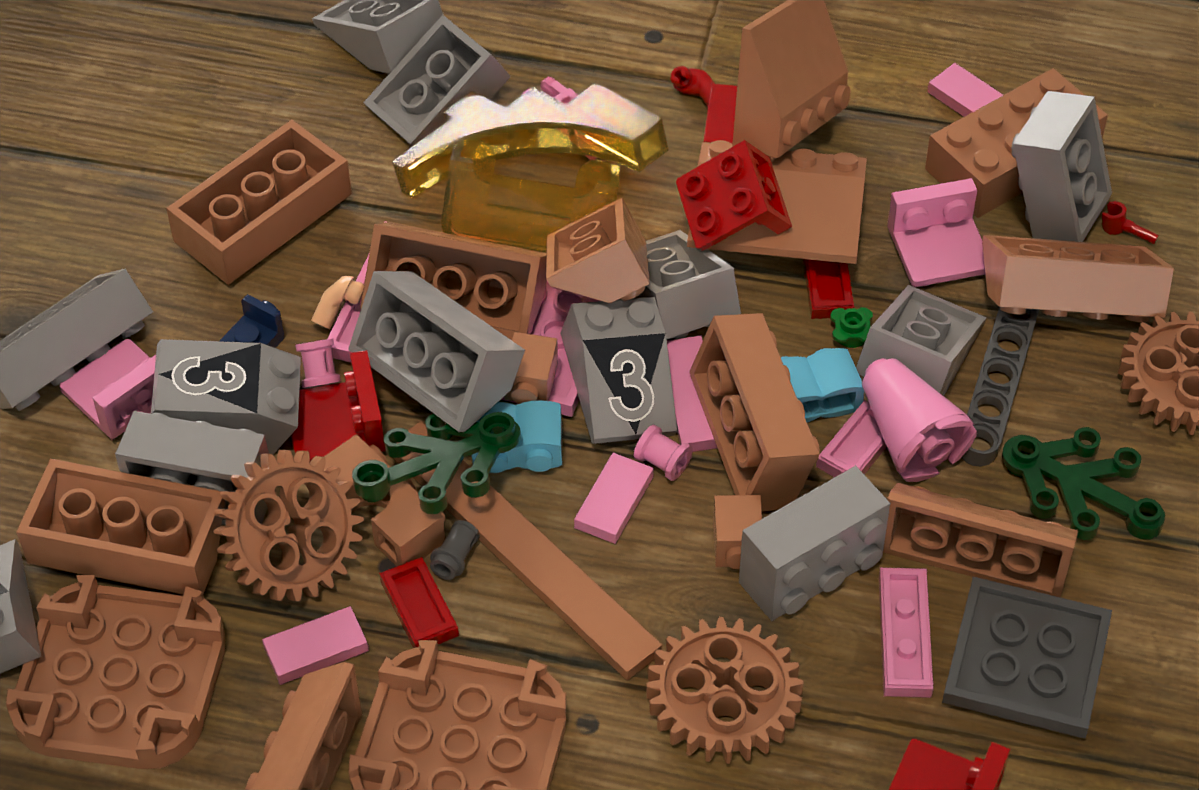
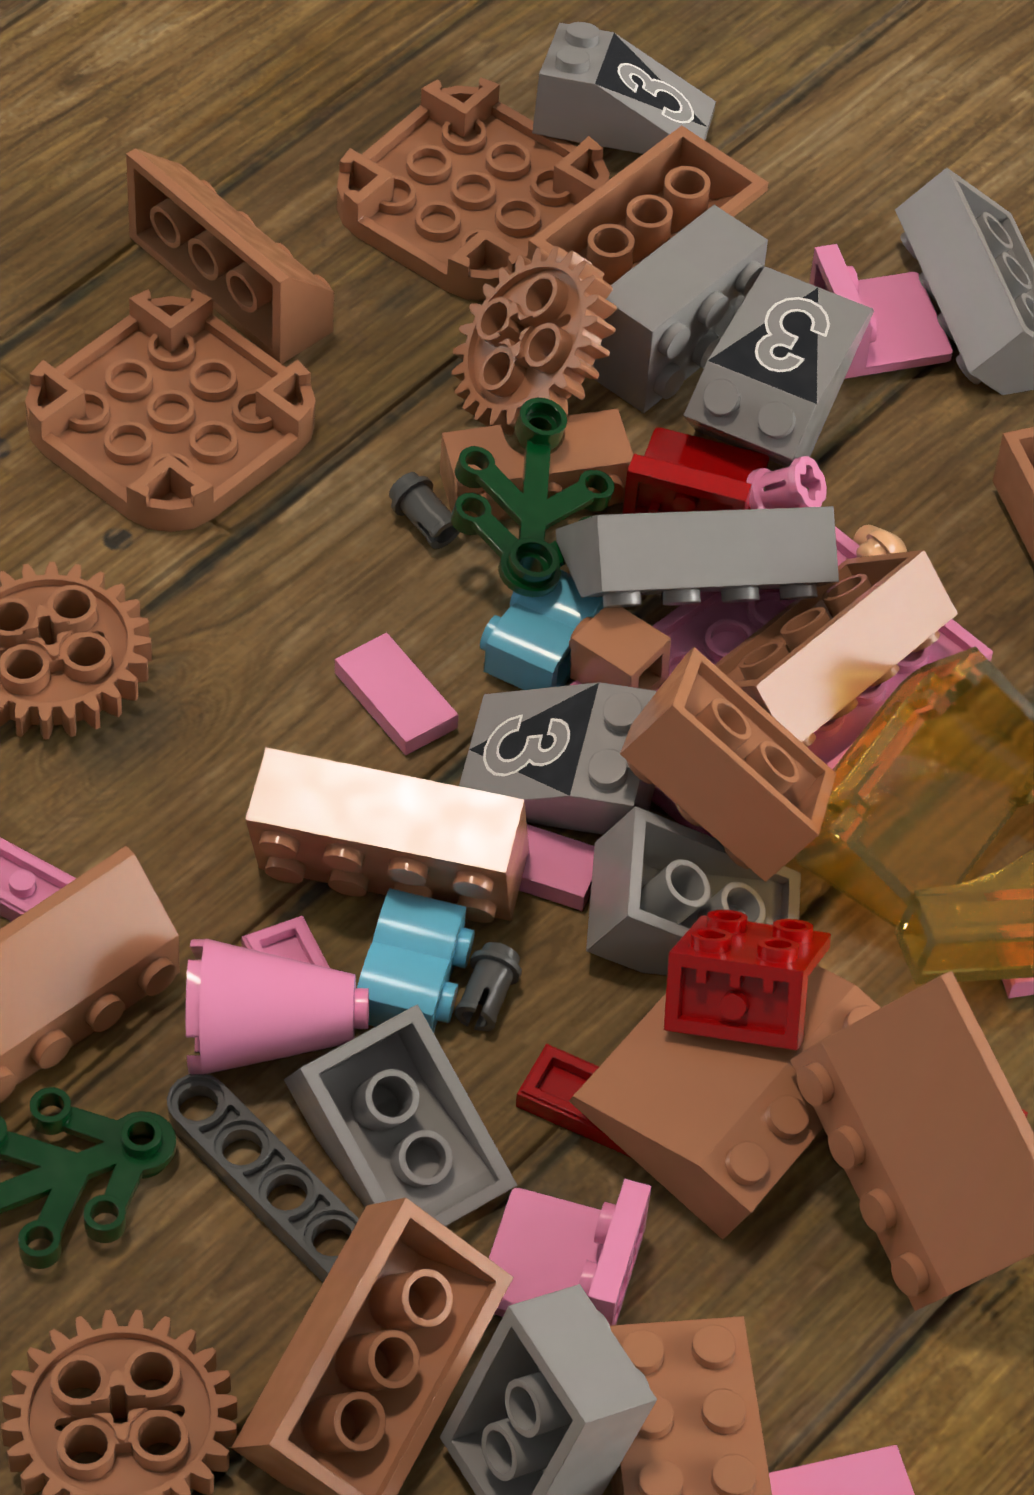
camera: 115 degrees right, 0 degrees up
(258, 325) = (886, 467): dark blue bracket -> none
(315, 645) = (390, 353): bright pink tile -> none
(419, 603) = (376, 456): red tile -> none
(549, 574) = (324, 586): nougat tile -> none
(663, 452) = (433, 753): bright pink bush -> none
(730, 517) = (232, 761): nougat brick -> none
(799, 346) = (492, 974): none -> dark grey pin
(813, 543) = (154, 790): light grey brick -> none
(851, 326) = (493, 1091): green plate -> none

